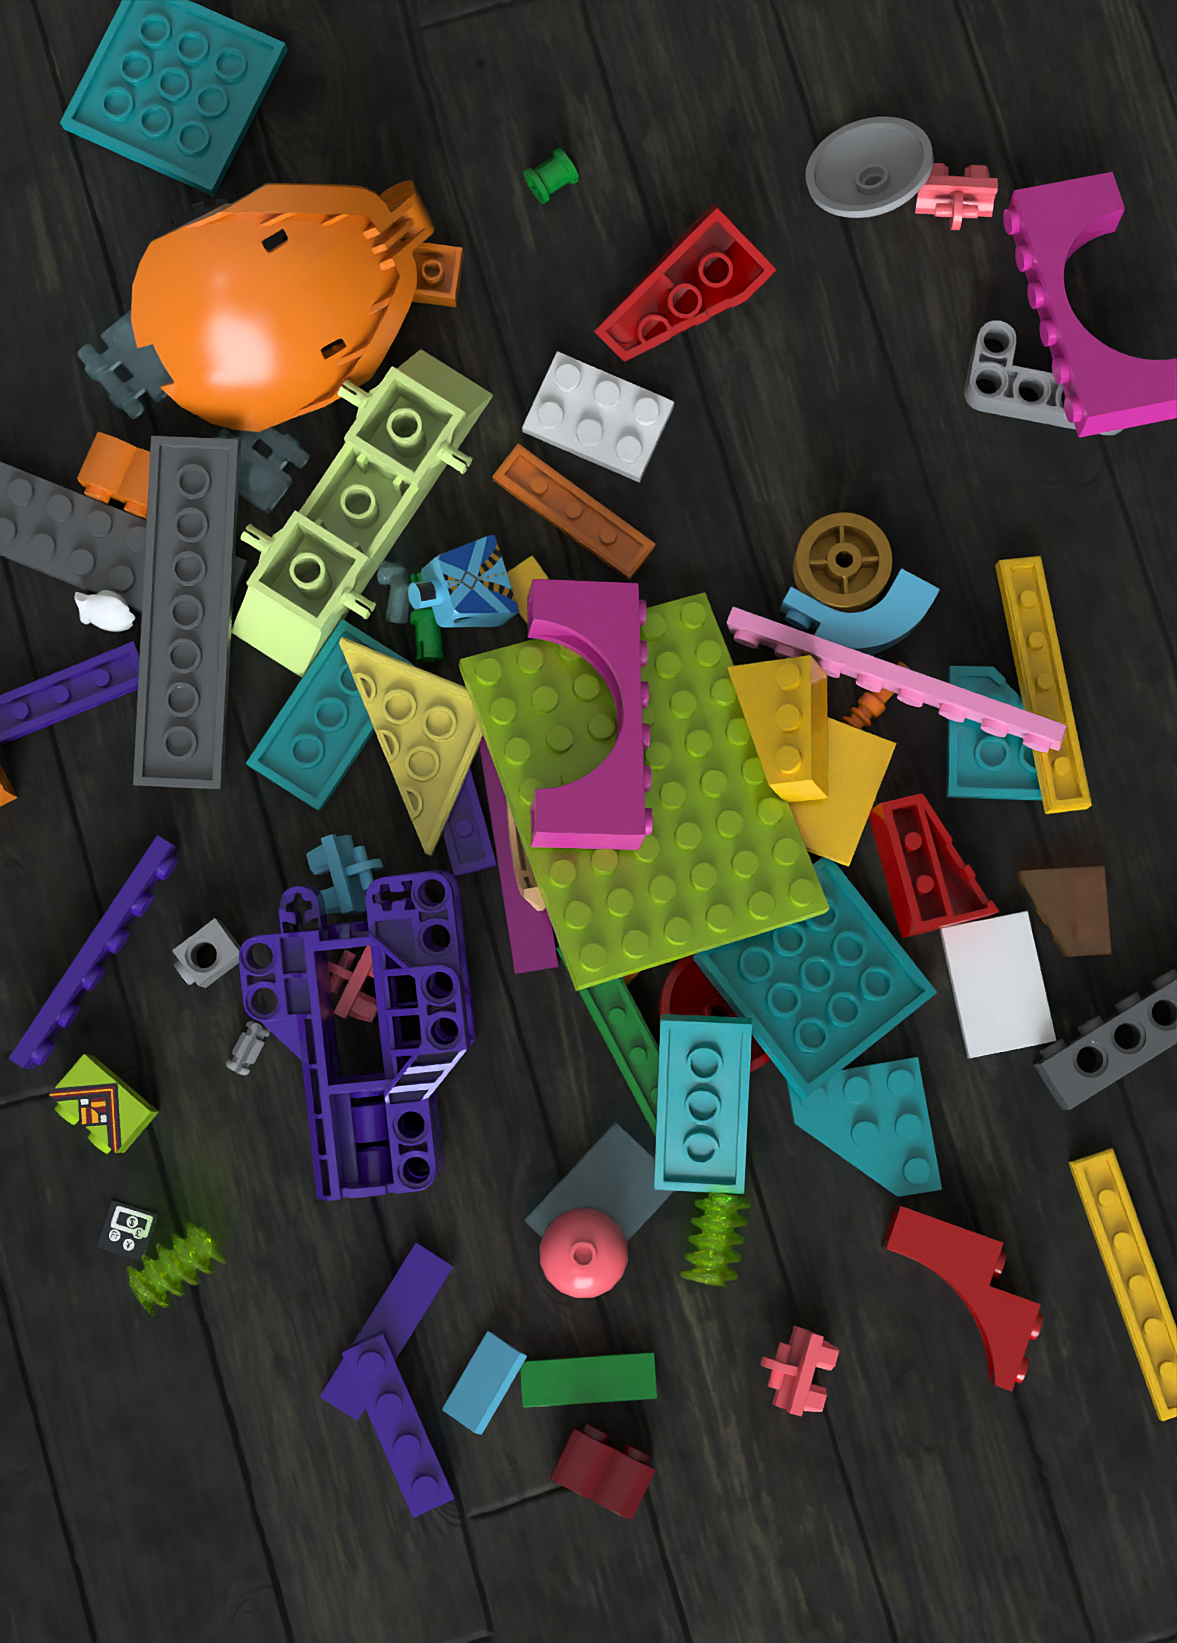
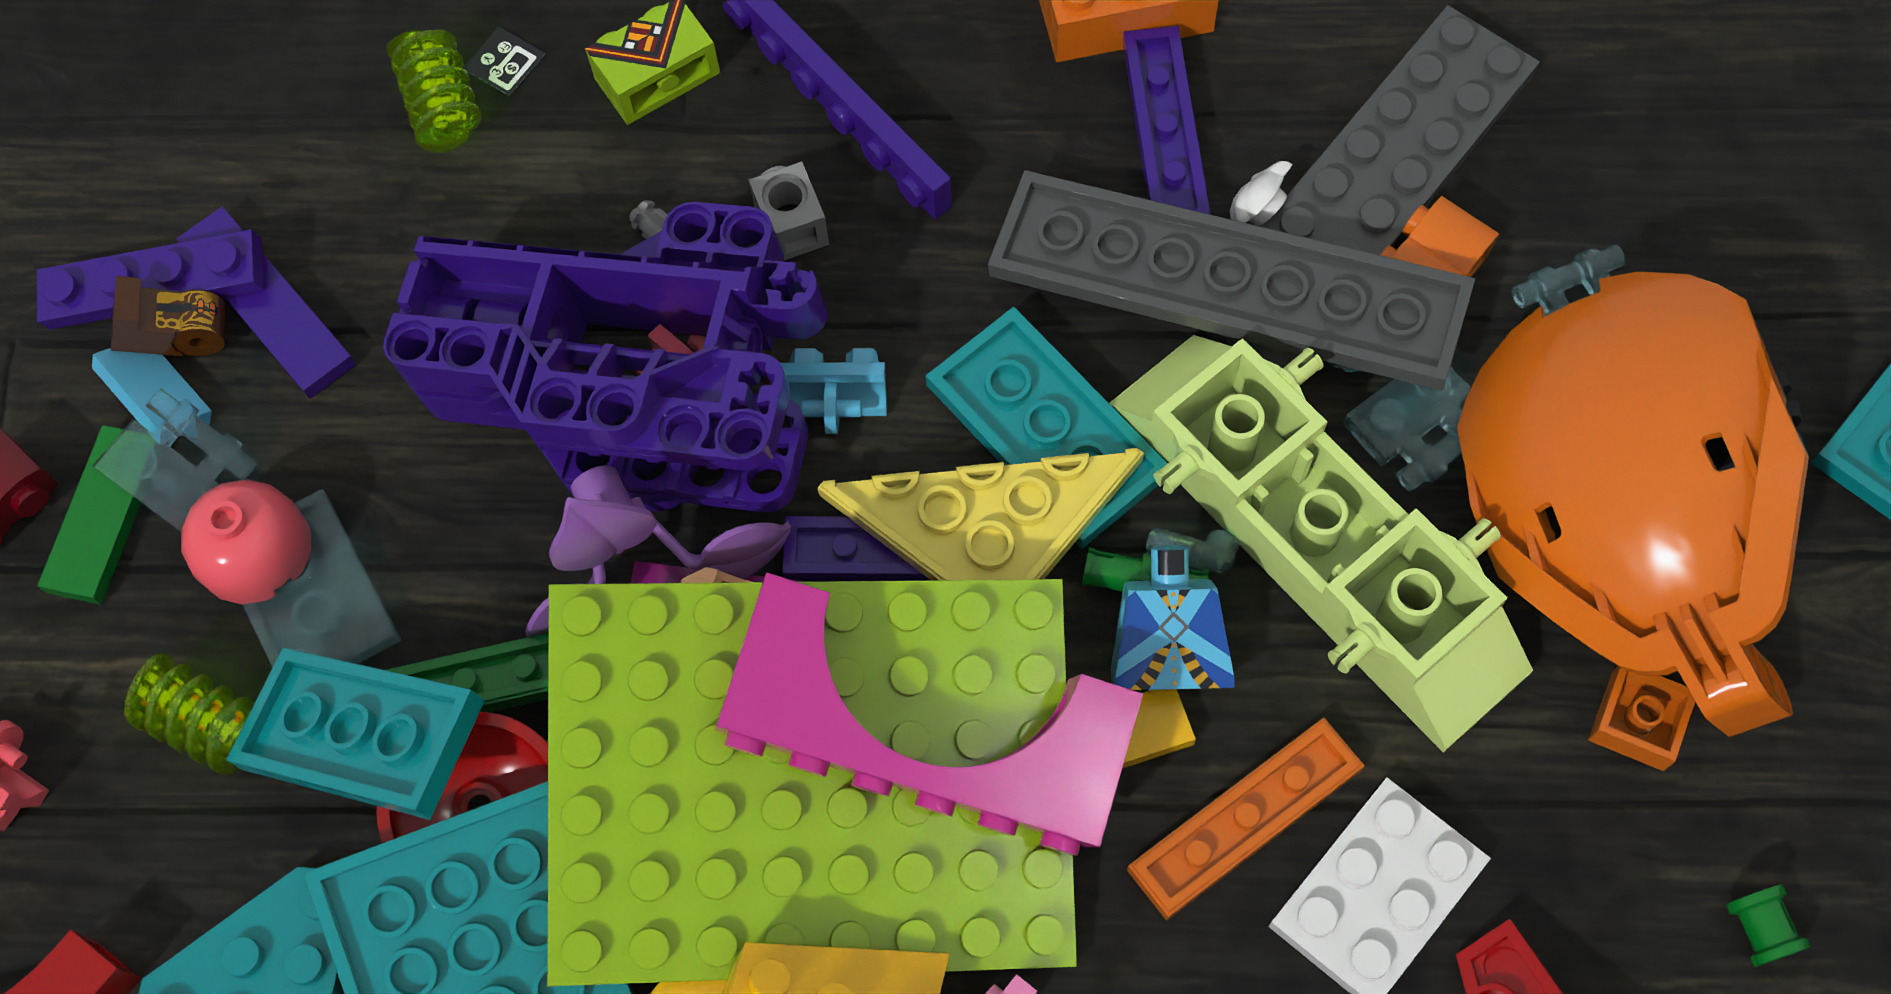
camera: 105 degrees right, 15 degrees down
(430, 1392) = (166, 320): none -> reddish brown leg
(499, 984) = (606, 521): none -> medium lavender plant
(555, 1335) = (158, 474): none -> clear light blue plate

